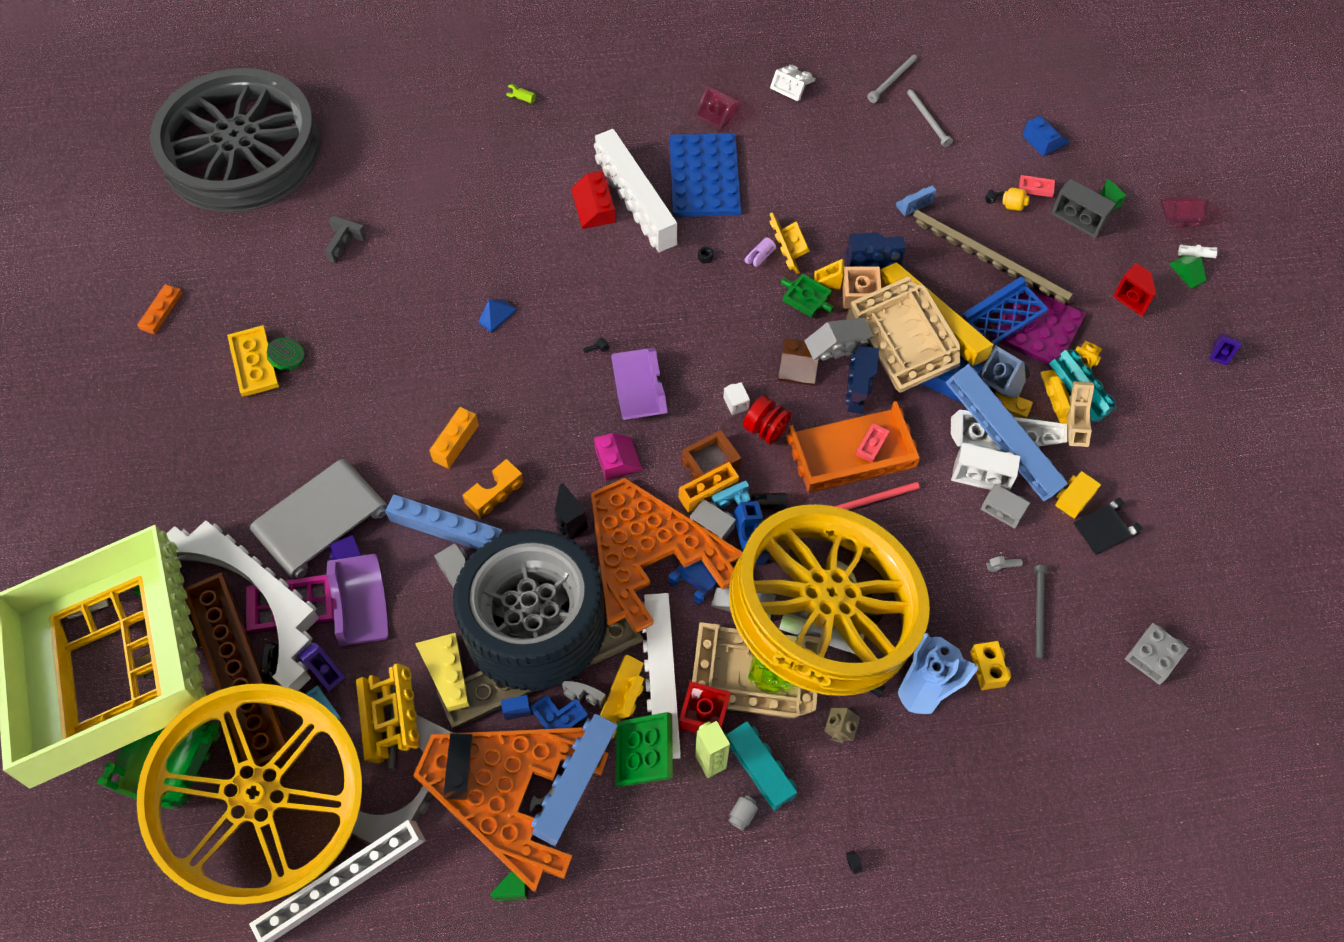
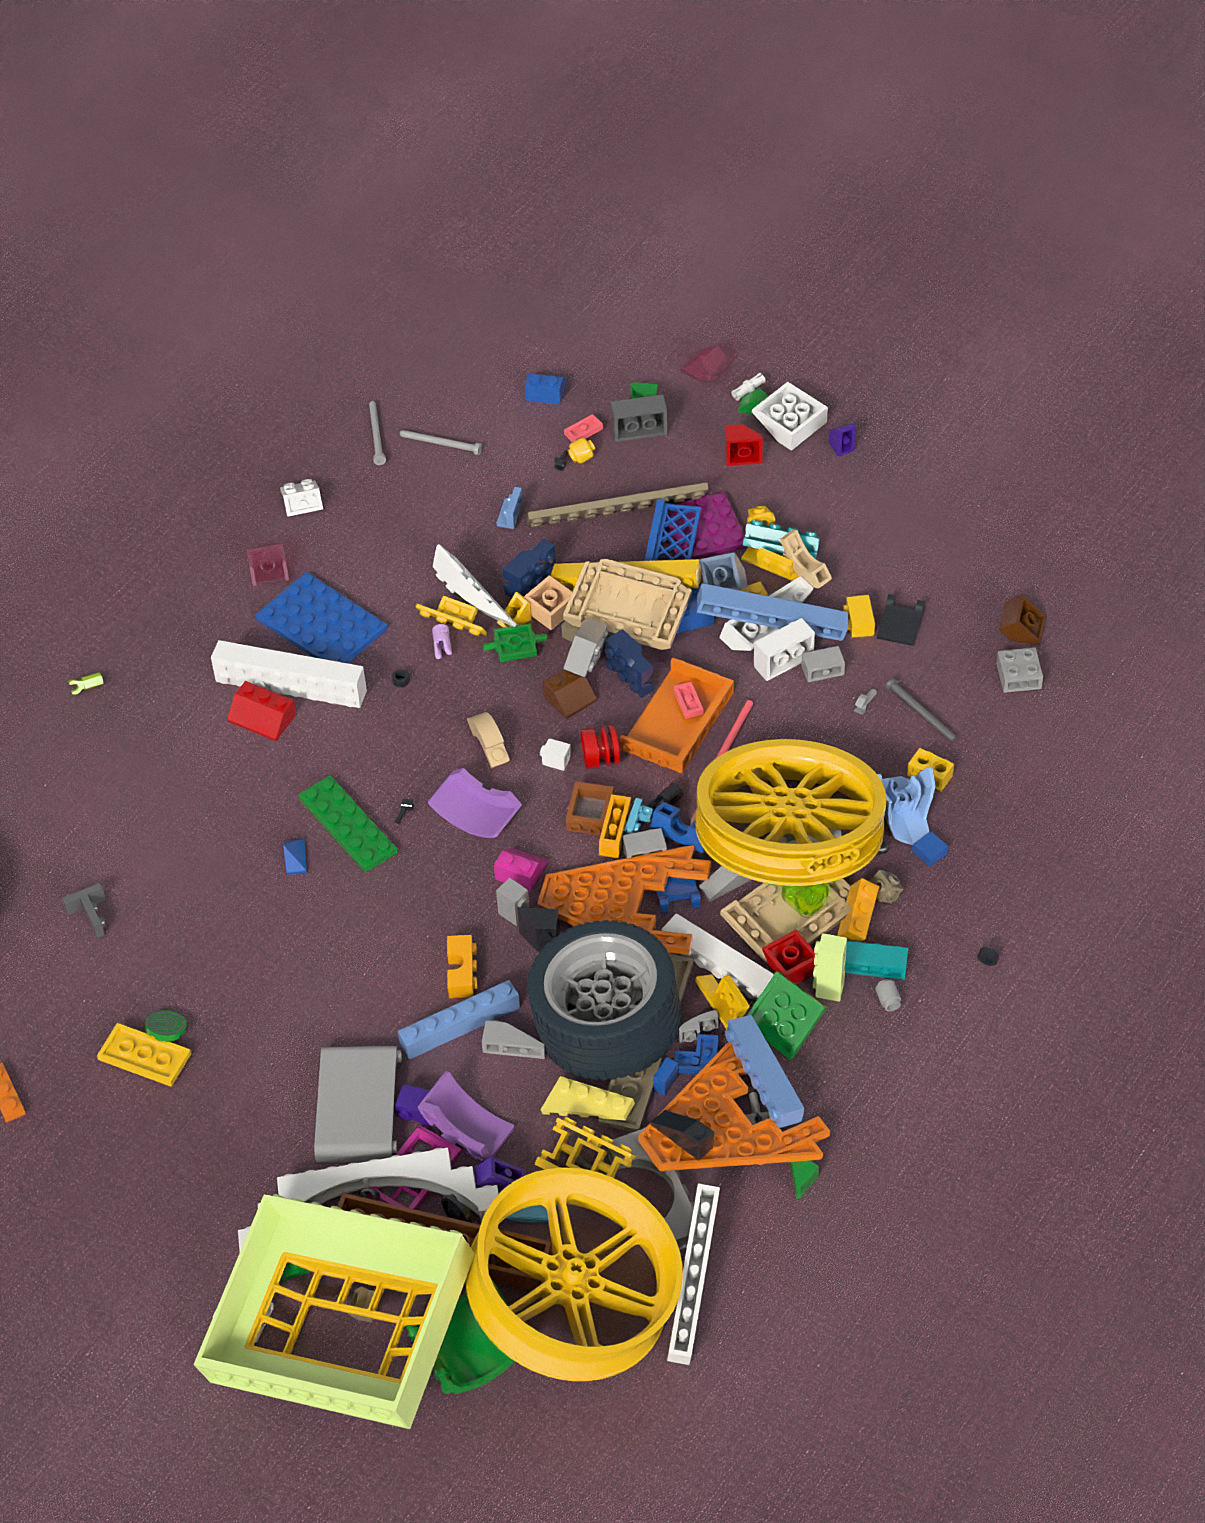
camera: 45 degrees left, 10 degrees down
(242, 592) = (376, 1195): none -> black axle
(454, 437) = (385, 960): light orange brick -> none
(553, 323) = (347, 823): none -> green plate
(575, 475) = (509, 898): none -> light grey brick
(704, 345) = (490, 738): none -> tan arch
(805, 720) = (862, 900): none -> light orange arch
(820, 229) = (464, 583): none -> white wedge
(915, 728) = (930, 849): none -> blue piece
(1203, 297) = (791, 415): none -> white slope
(1206, 616) = (1022, 621): none -> reddish brown slope

